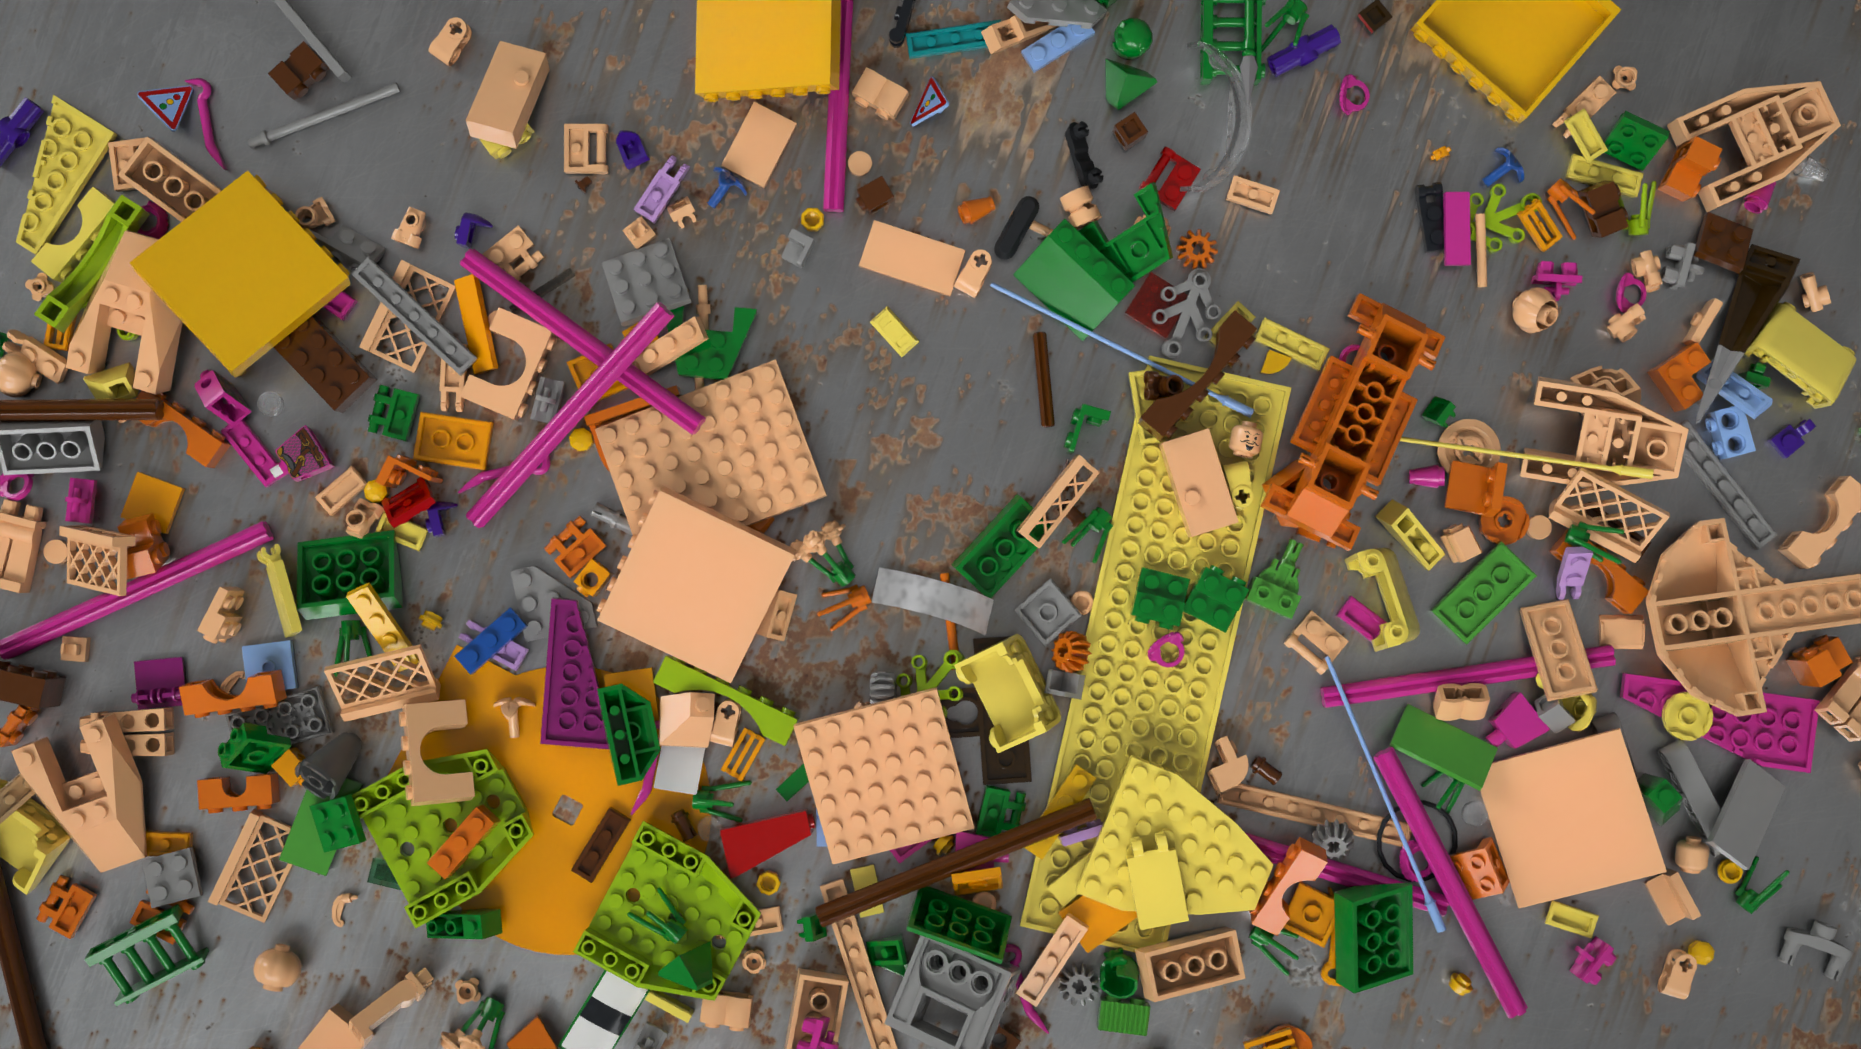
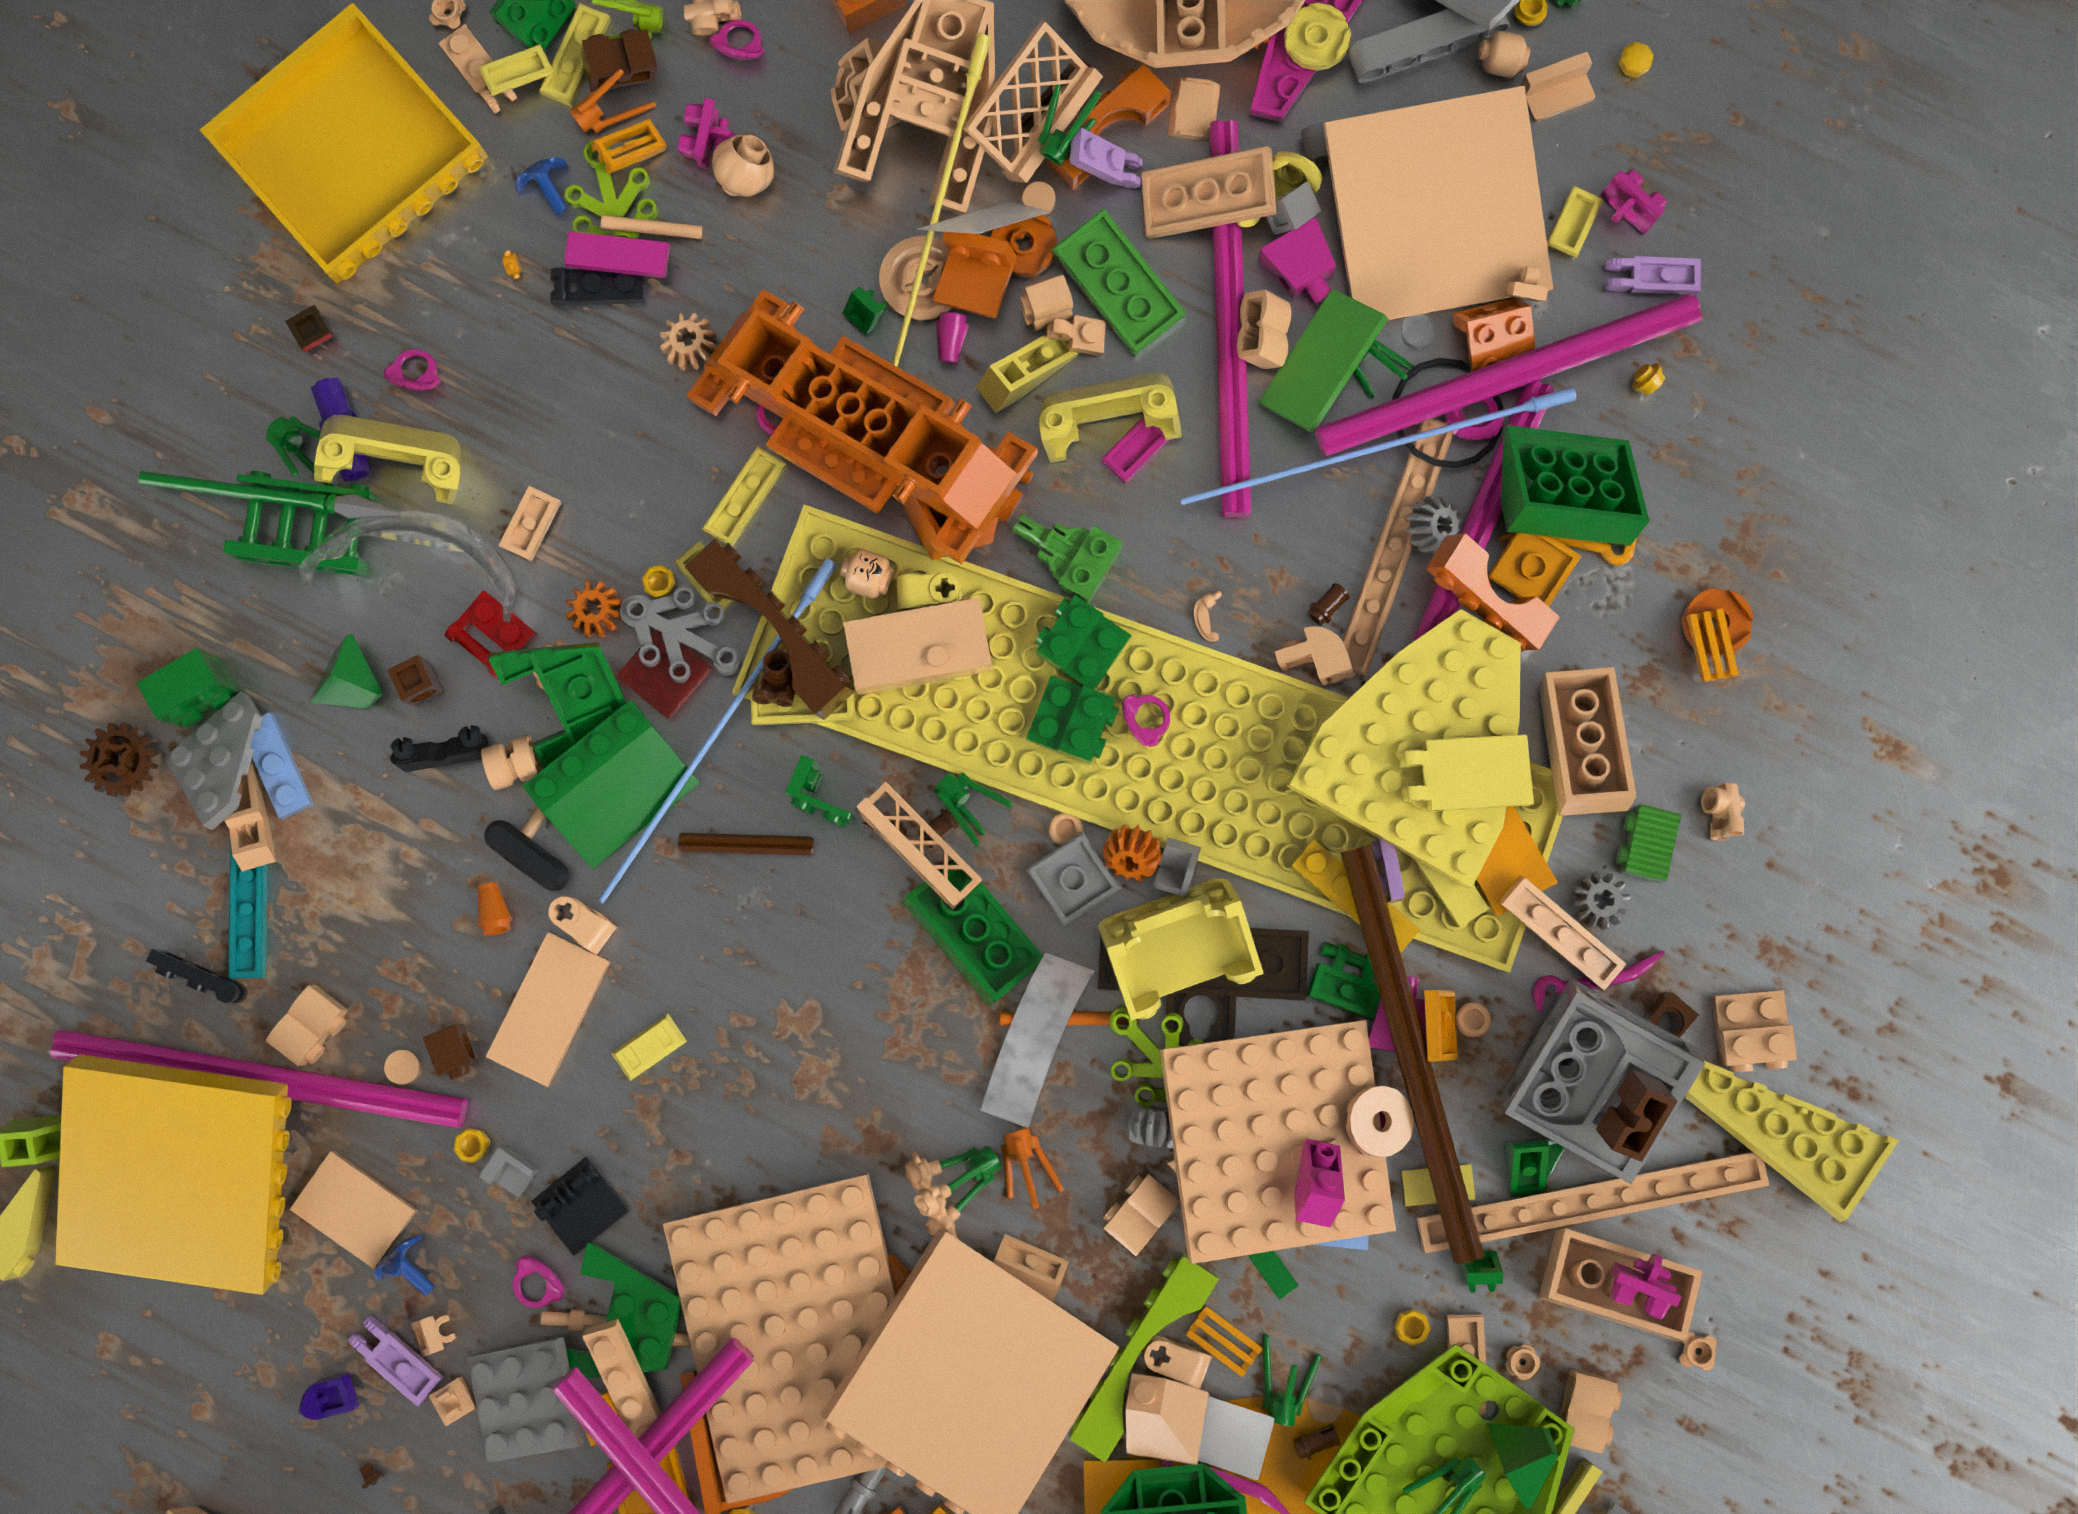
camera: 85 degrees left, 5 degrees down
(578, 149) = (317, 1477): light nougat plate -> none
(723, 290) = (529, 1265): none -> dark pink piece
(761, 839) = (1349, 1332): red slope -> none
(780, 299) = (579, 1206): none -> black hinge
(822, 687) = (1140, 1214): none -> light nougat brick
(858, 808) = (1319, 1184): none -> dark pink slope
(907, 858) = (1398, 1123): none -> light nougat tile
(930, 1024) = (1639, 1117): none -> reddish brown brick
(931, 102) = (330, 953): piece -> none
(944, 844) = (1384, 1065): yellow plate -> none
(959, 923) = (1499, 1058): green slope -> none
(1119, 974) = (1591, 842): green helmet -> none
(1132, 38) = (286, 661): green helmet -> none
(1222, 292) = (659, 581): none -> yellow tile
(1244, 681) = (1201, 616): none -> light nougat piece
(1262, 937) = (1558, 639): green plant -> none
(1274, 362) = (766, 523): yellow tile -> none
(1298, 57) = (349, 435): none -> light yellow windscreen
(1321, 636) = (1151, 507): light nougat plate -> none
(1403, 297) = (675, 341): none -> light nougat gear
(1442, 570) = (1082, 333): none -> light nougat plate
(1517, 492) = (987, 219): none -> white sticker
(1517, 889) = (1527, 286): none -> light nougat tile
(1538, 982) = (1656, 275): none -> lavender hinge
(1624, 325) = (780, 53): light nougat plate -> none
(1659, 797) = (1422, 83): green slope -> none
(1677, 977) = (1665, 95): light nougat piece -> none

